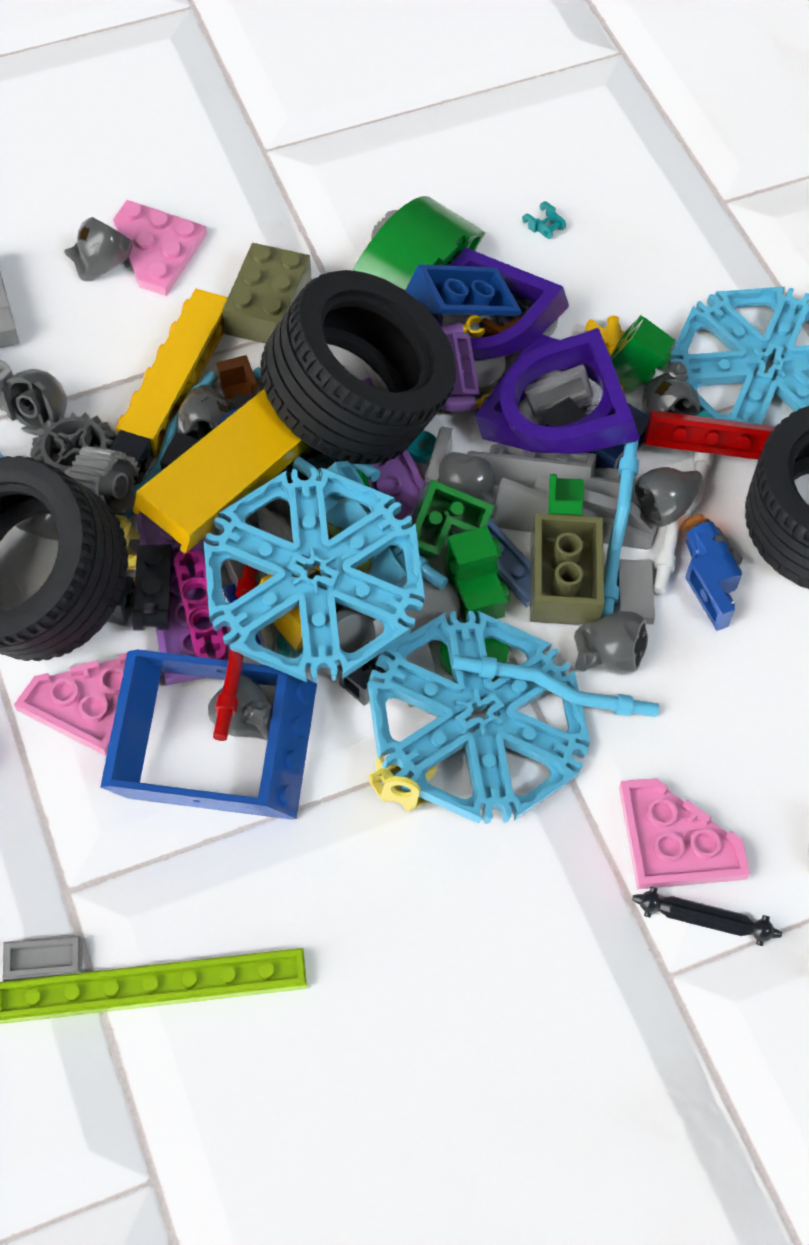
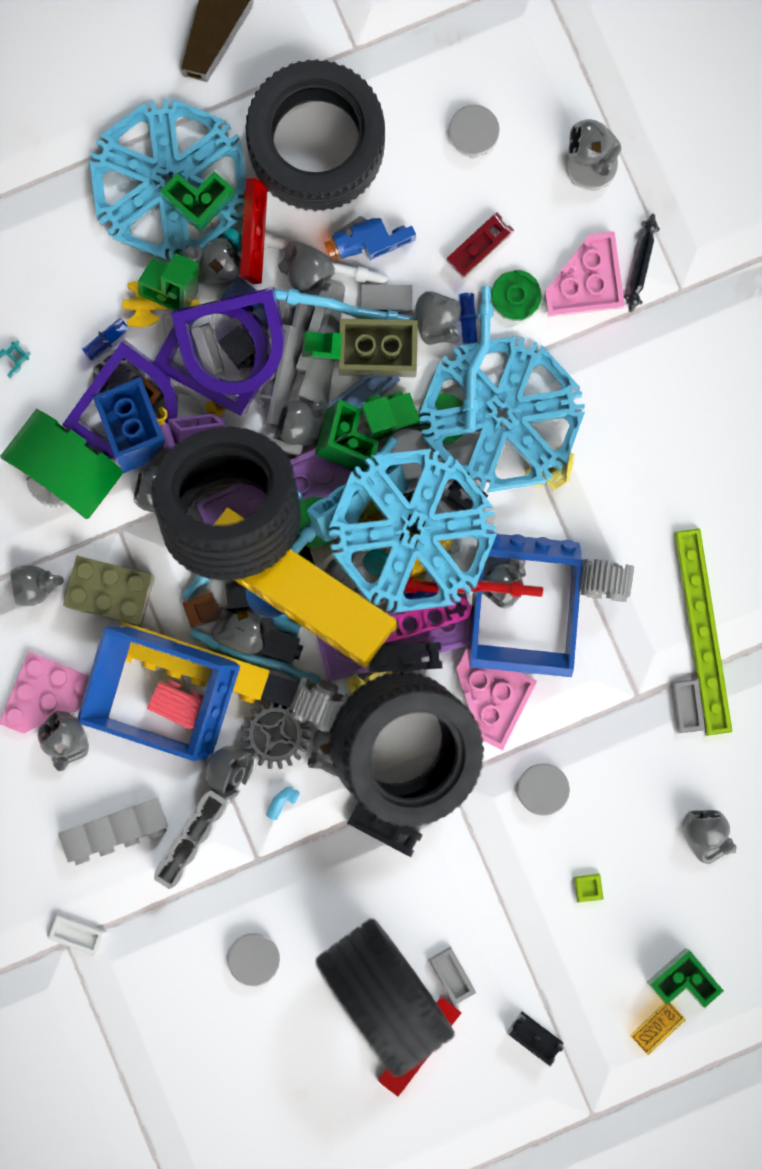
camera: 95 degrees left, 25 degrees up
(124, 357) = (175, 704): none -> coral brick
(140, 279) = (105, 680): none -> blue window
(234, 838) = (606, 579): none -> light grey brick
(280, 220) = (32, 584): none -> dark grey piece
(577, 306) = (105, 339): none -> clear blue axle
(613, 683) = (468, 318): none -> clear blue axle
(648, 747) = (516, 295): none -> green tile
(716, 701) = (479, 245): none -> dark red plate
(743, 374) = (200, 204): none -> green brick

